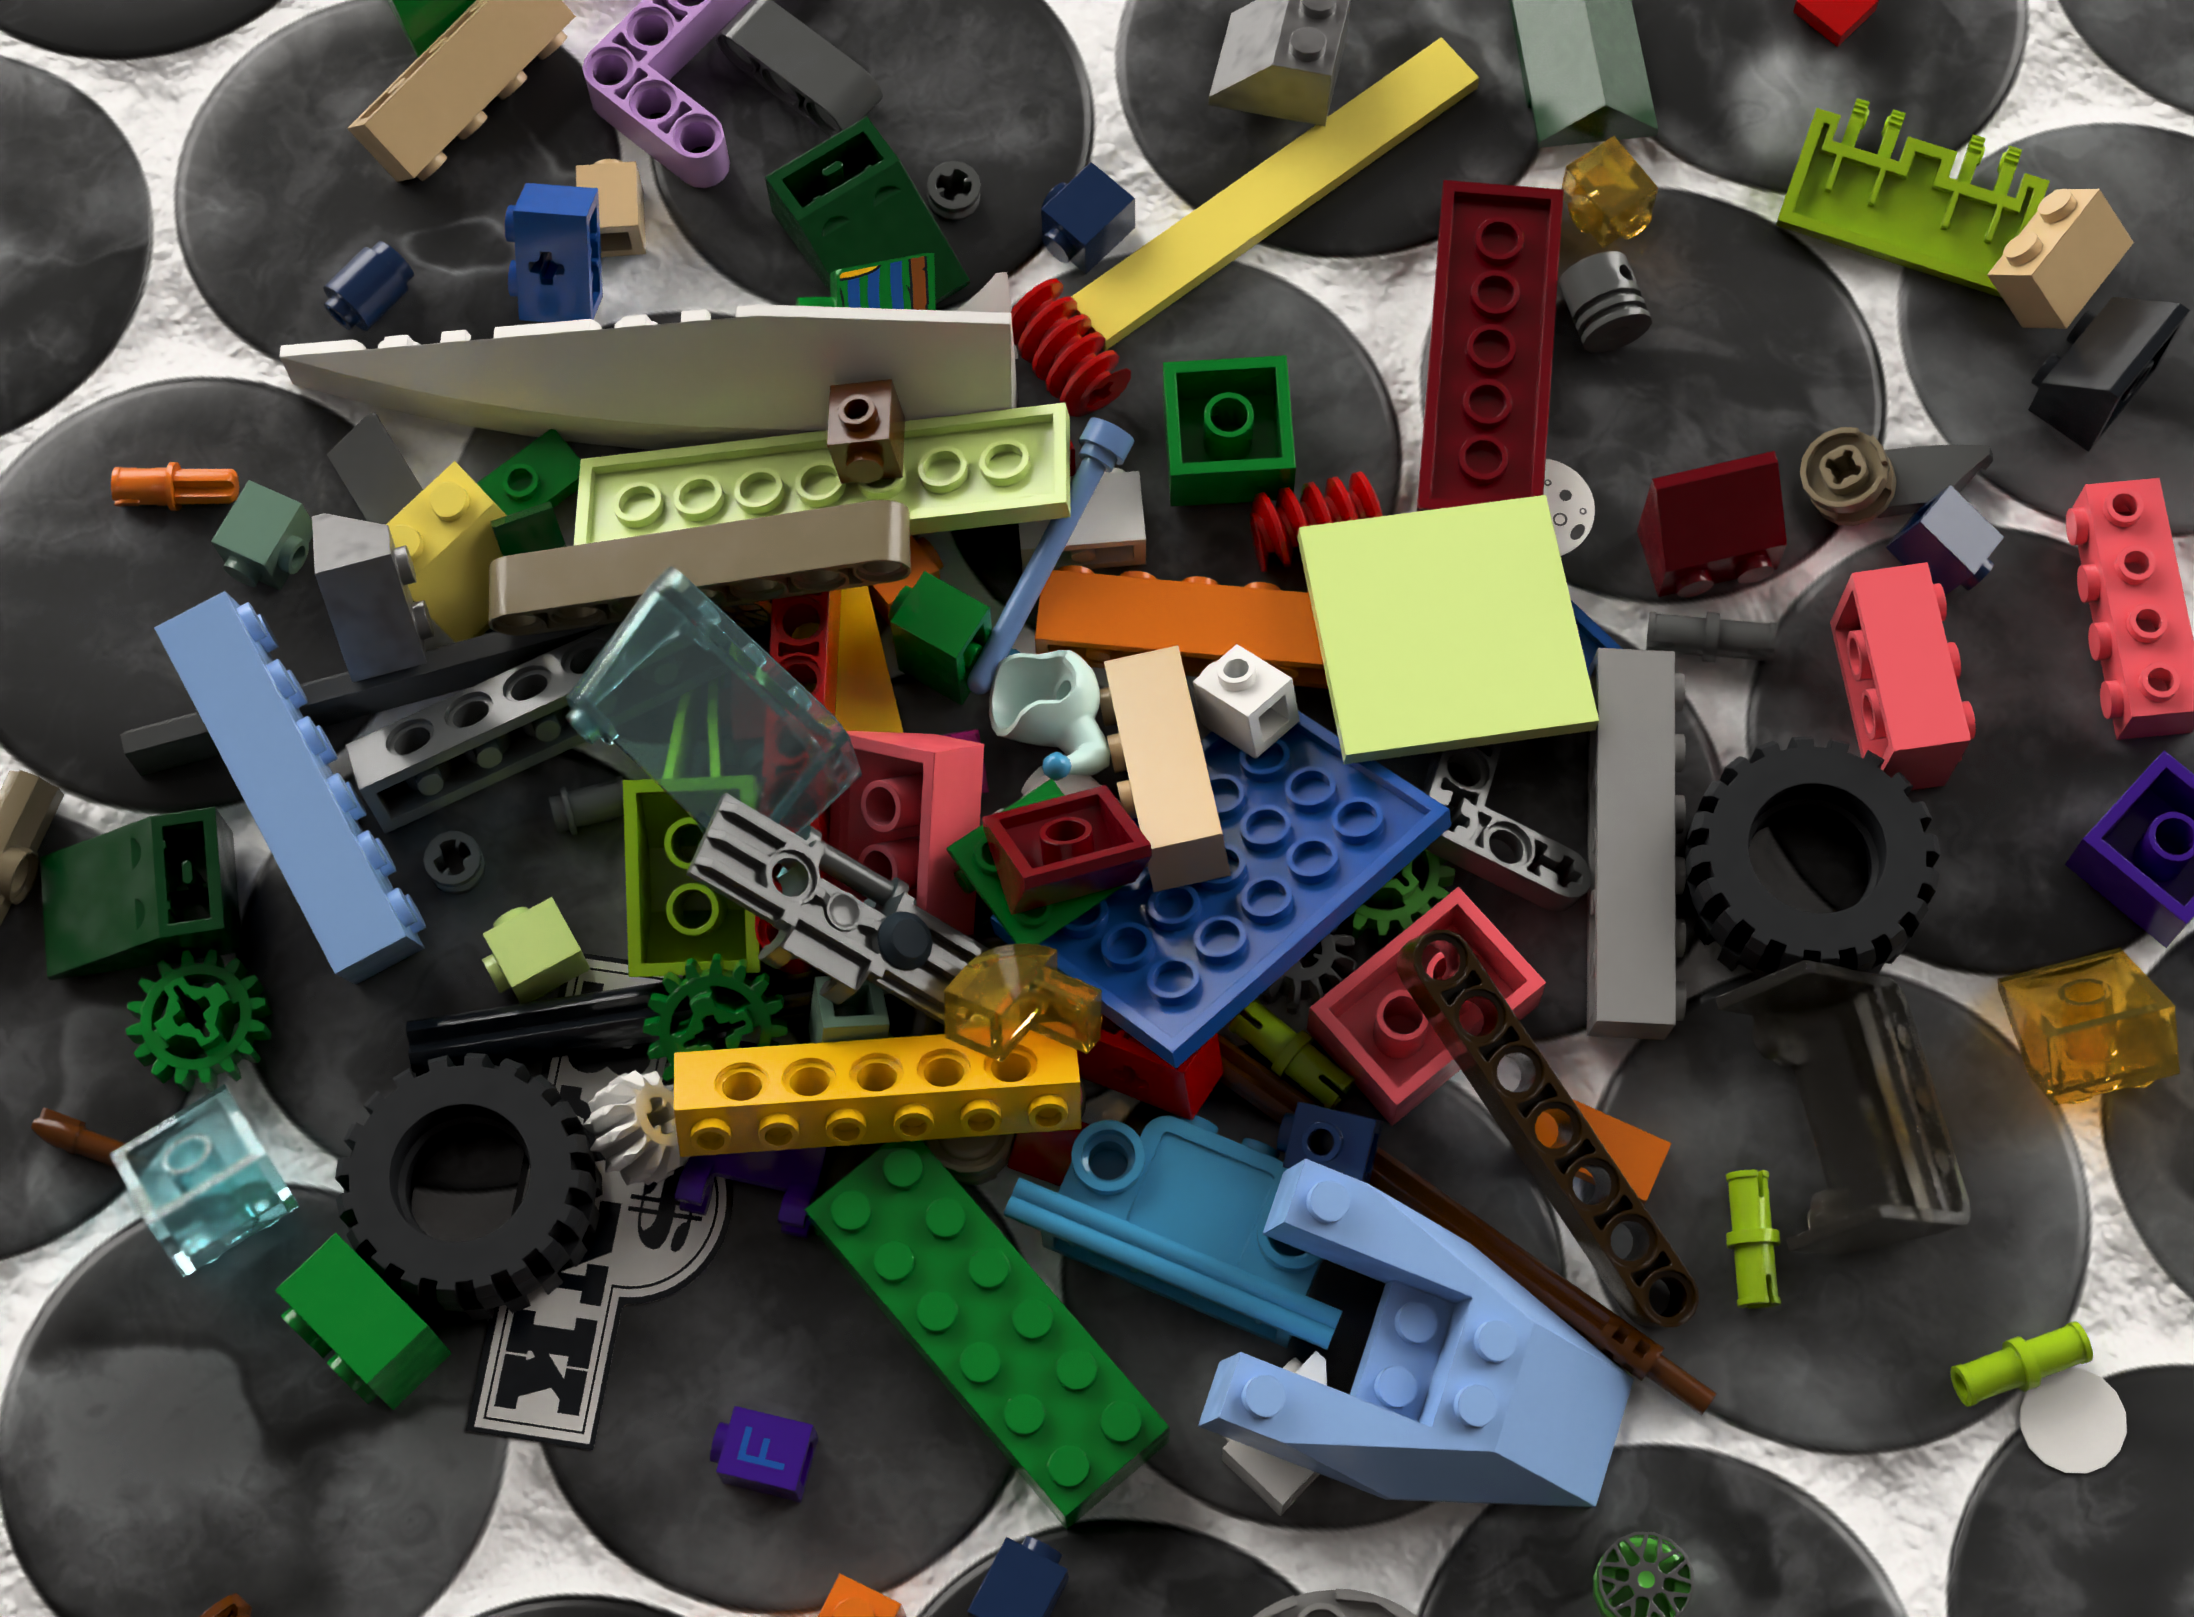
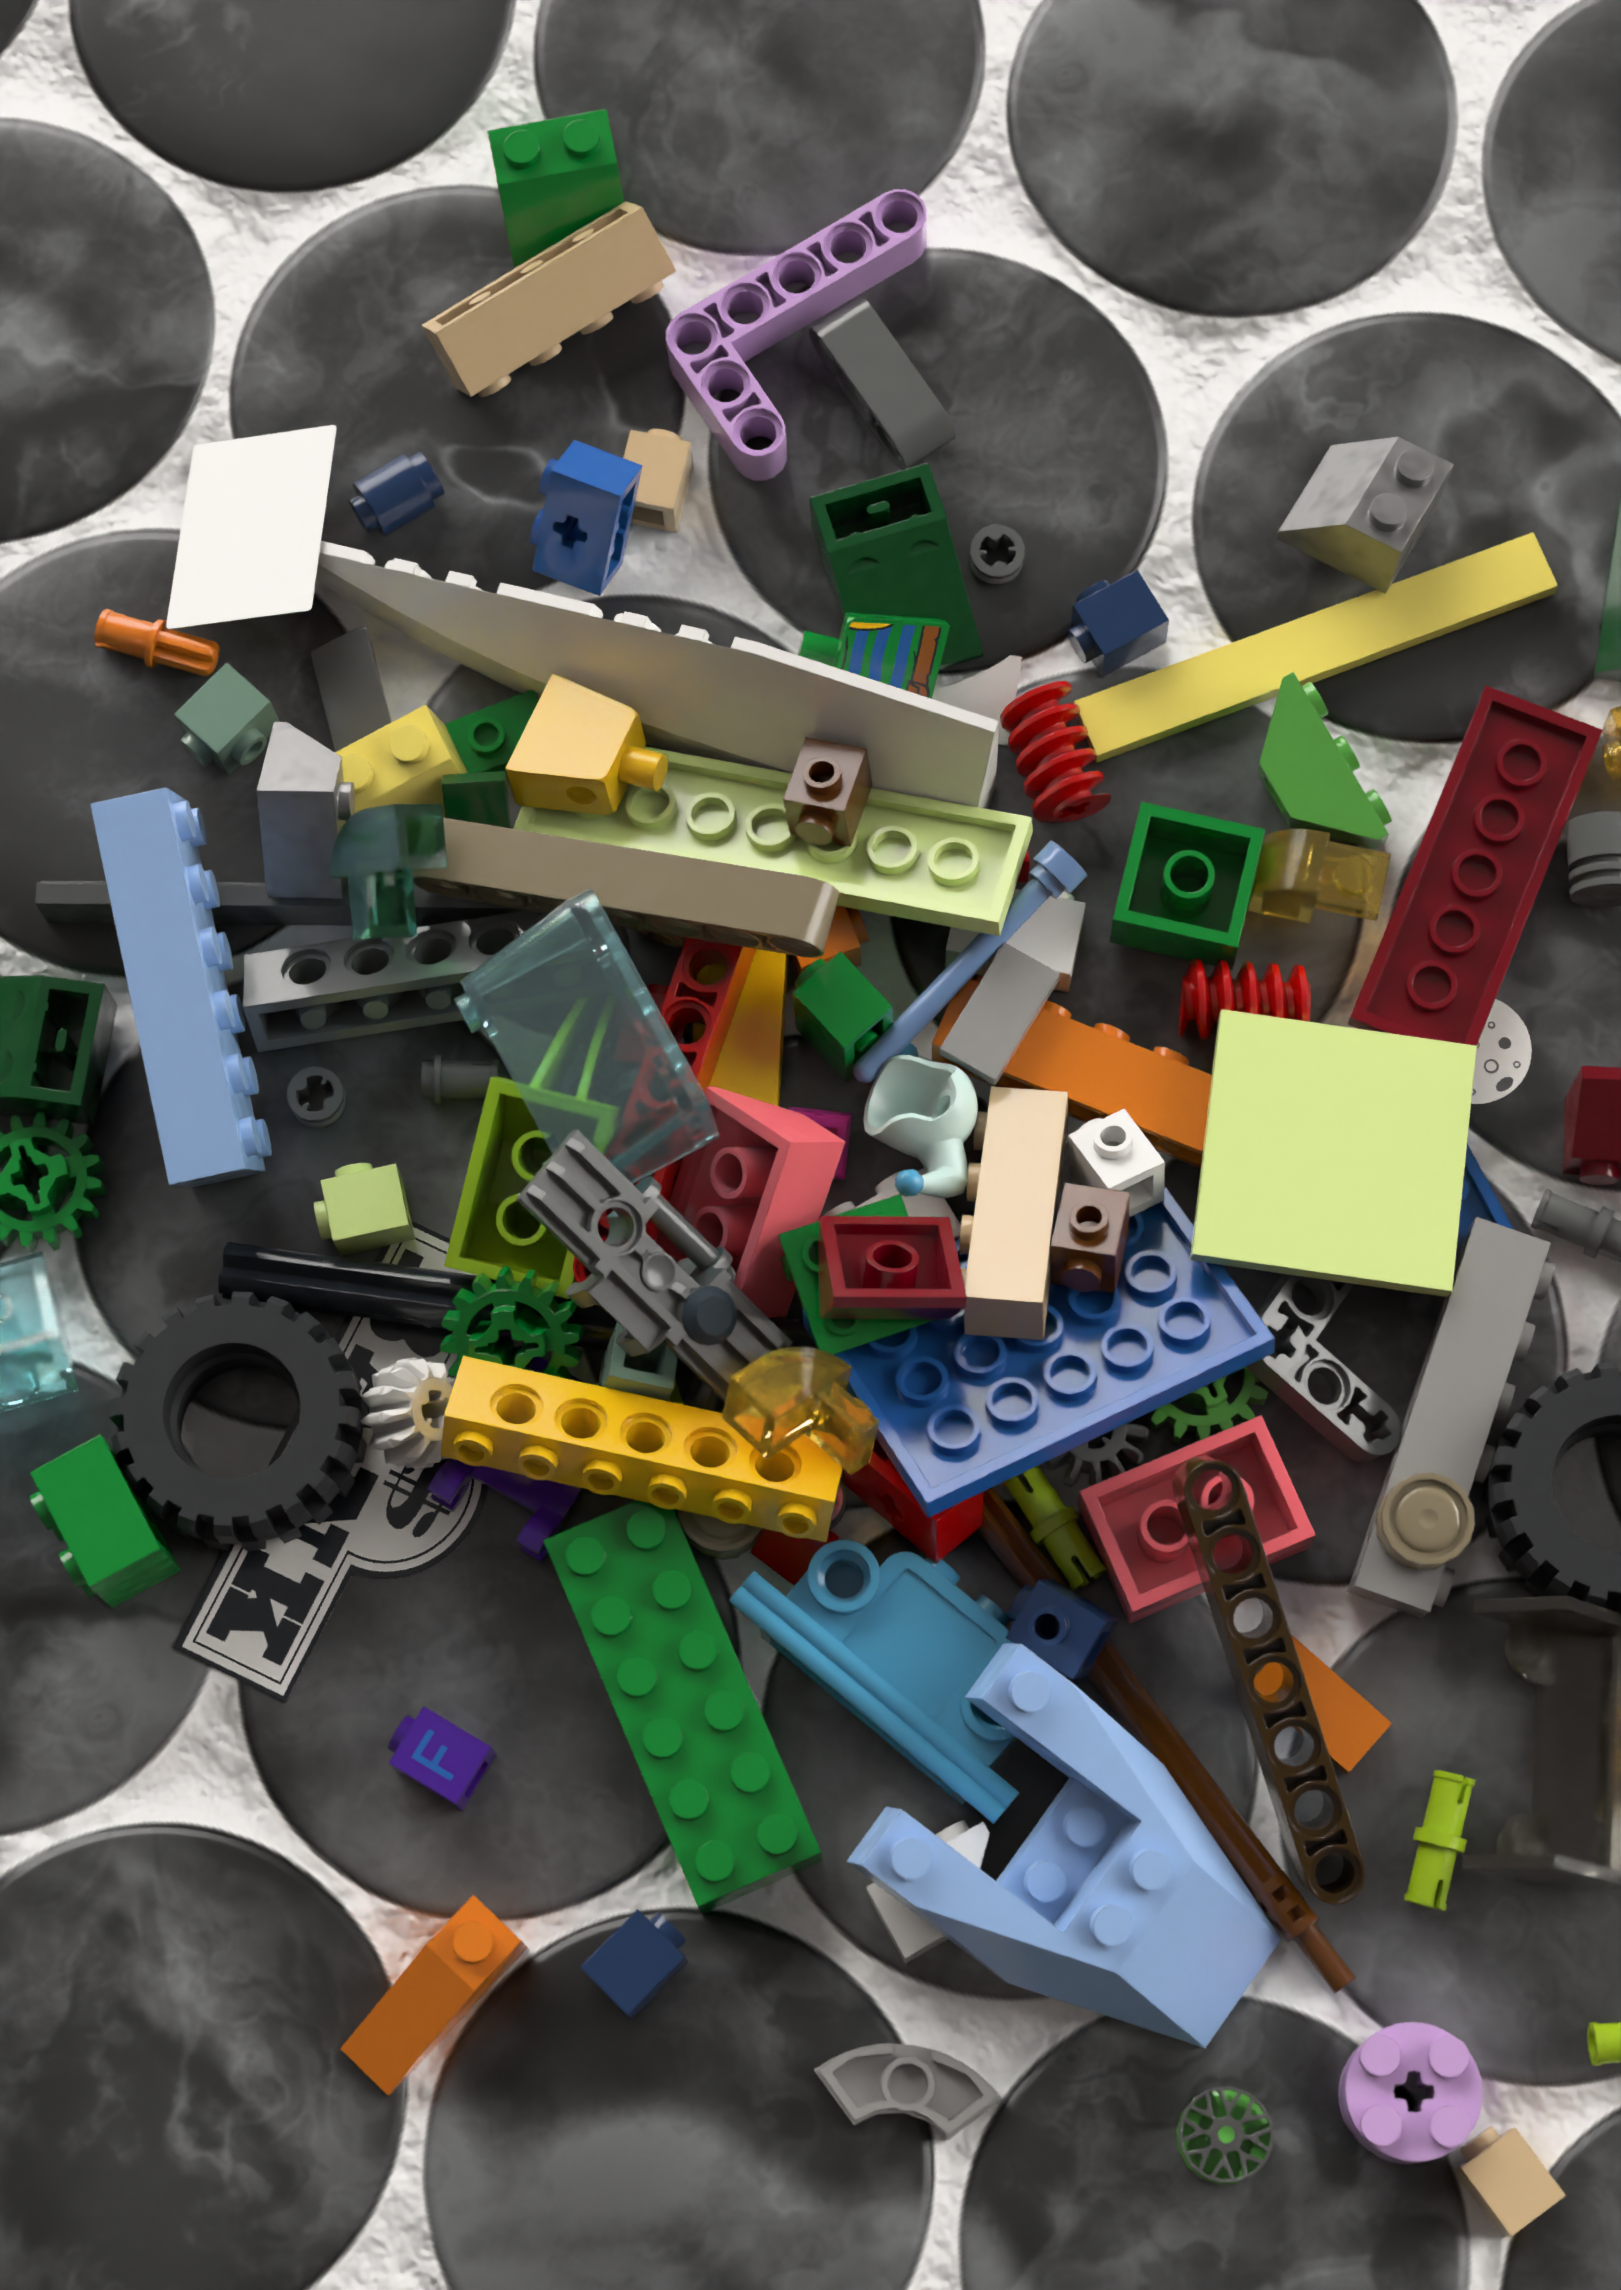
camera: 20 degrees right, 5 degrees up
(237, 353) = (252, 527): none -> white sticker
(452, 607) = (378, 855): none -> clear green brick
(618, 465) = (581, 752): none -> yellow torso
(1091, 592) = (999, 1014): none -> light grey tile
(1248, 782) = (1089, 1238): none -> reddish brown brick
(1313, 301) = (1314, 774): none -> bright green slope
(1339, 384) = (1308, 872): none -> clear yellow brick
(1645, 938) = (1425, 1521): none -> dark tan wheel
(1823, 1450) = (1438, 2065): none -> lavender brick
(1926, 1540) = (1507, 2179): none -> tan brick

